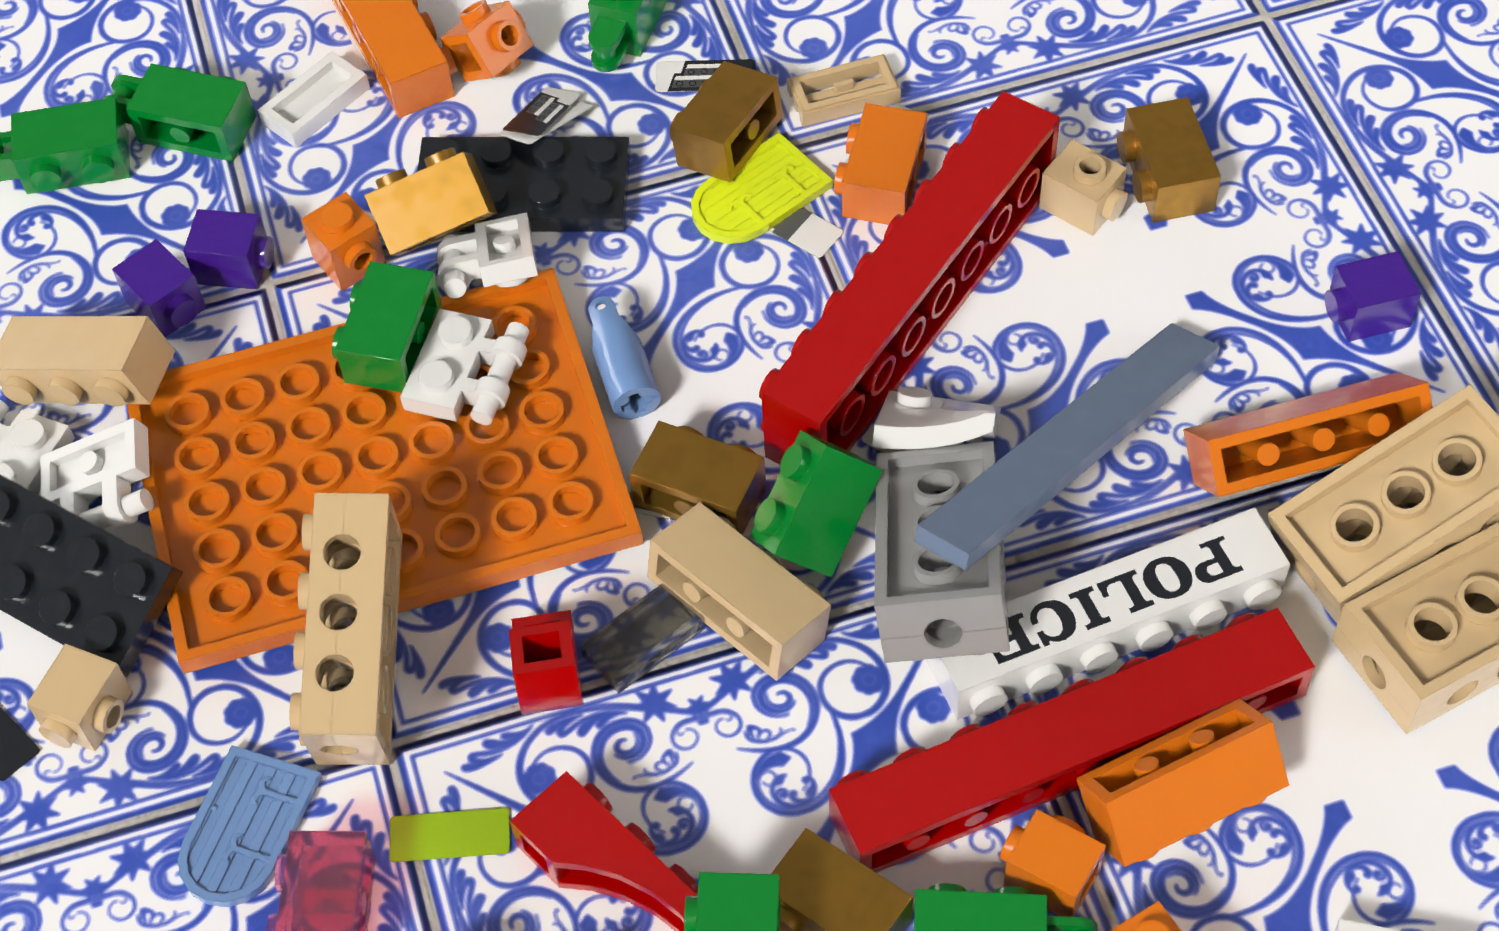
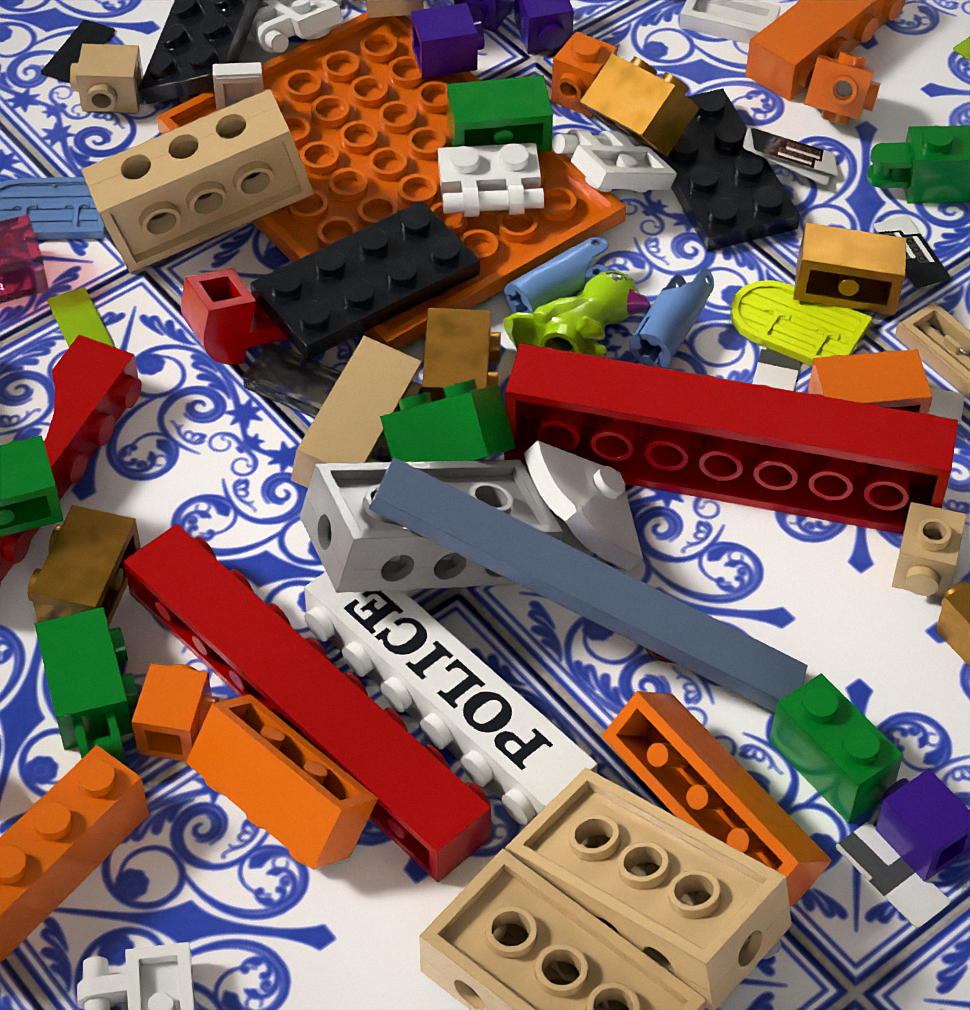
camera: 65 degrees right, 5 degrees down
(203, 557) = (236, 82): none -> white tile
(241, 339) = (446, 40): none -> dark purple brick
(553, 522) = (364, 279): none -> black plate
(697, 363) = (579, 321): none -> lime animal
(720, 287) = (670, 319): none -> medium blue piece
(1278, 330) = (834, 747): none -> green brick
(1396, 347) = (892, 875): none -> white sticker

